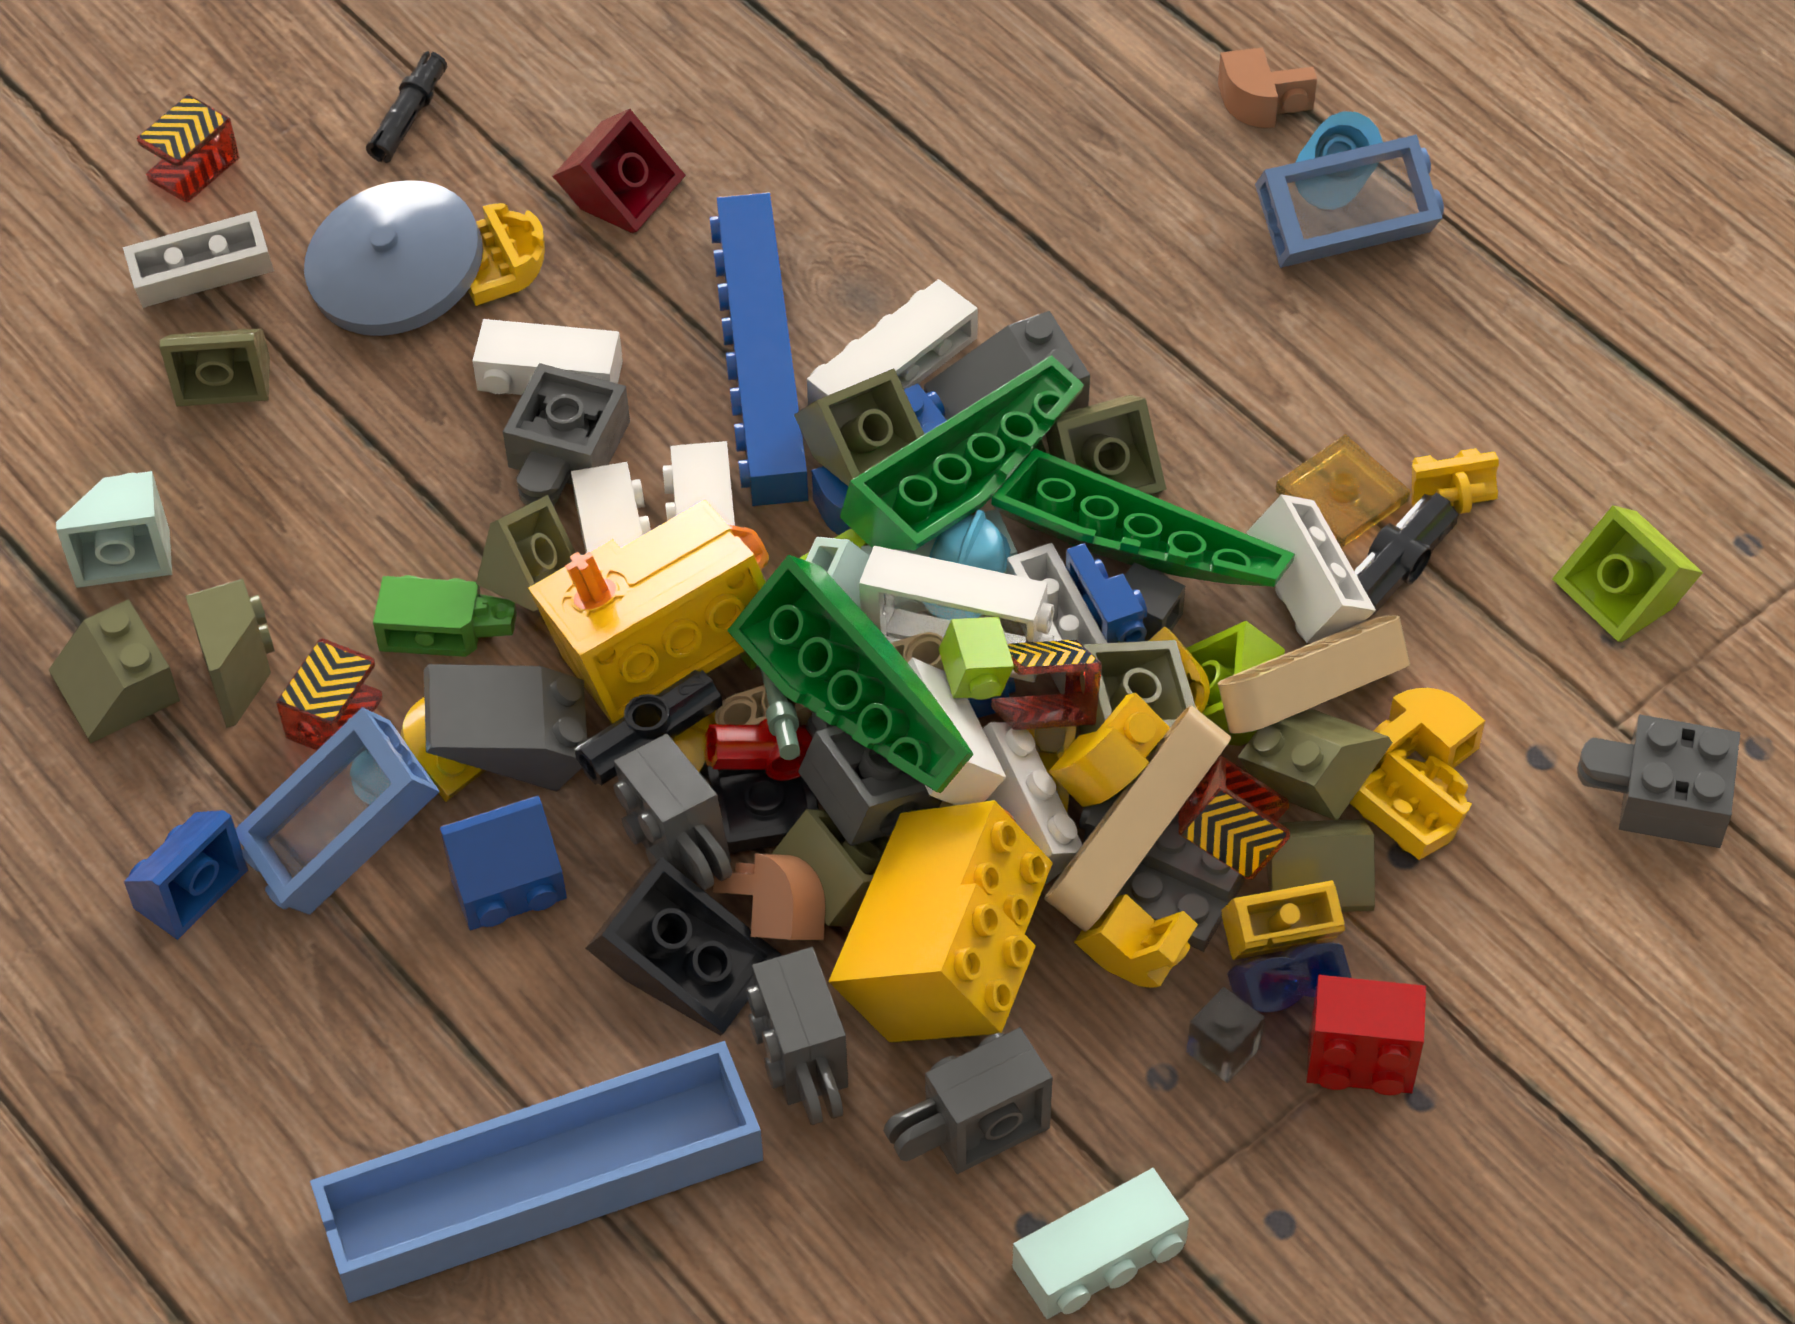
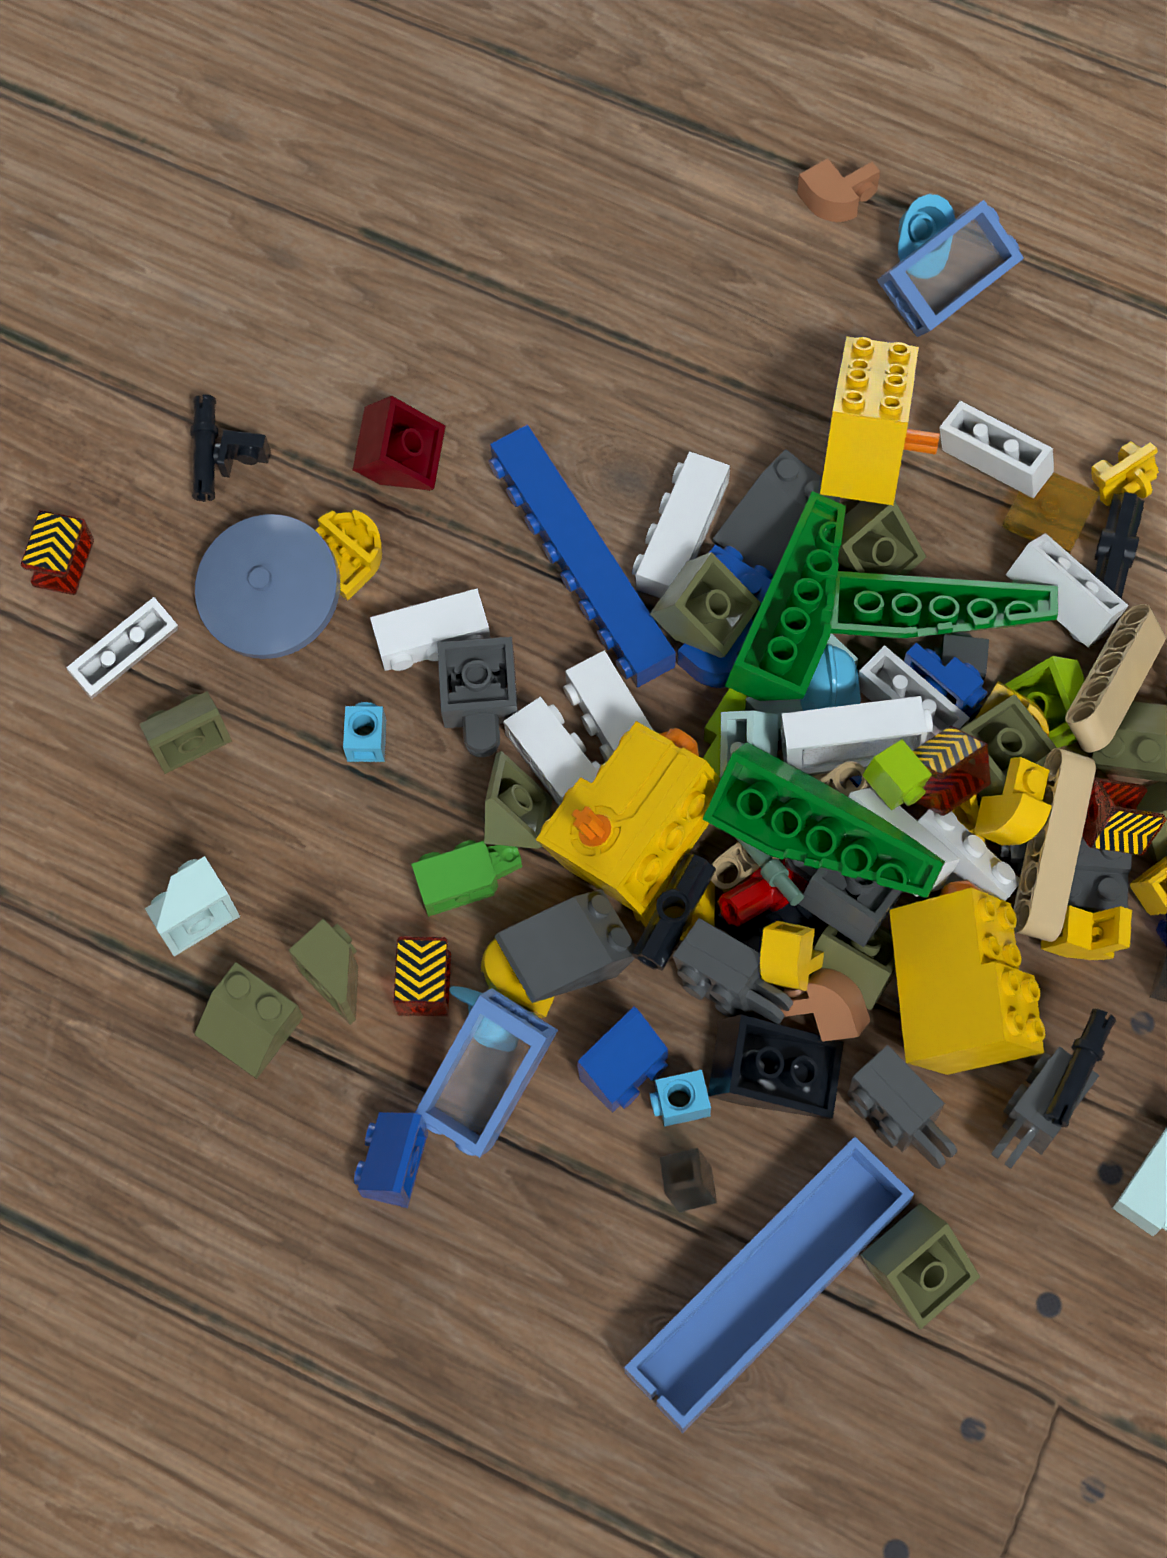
camera: 20 degrees left, 15 degrees up
(413, 437) = (368, 747): none -> medium azure brick
(444, 116) = (240, 446): none -> black bracket
(507, 1021) = (688, 1180): none -> clear smoke brick
(559, 956) = (689, 1083): none -> medium azure brick
(735, 1230) = (921, 1265): none -> olive slope
(743, 806) = (788, 955): none -> yellow brick
(1046, 1041) = (1087, 1051): none -> black pin
(1154, 302) = (872, 421): none -> yellow piece
(1302, 396) = (997, 449): none -> white brick

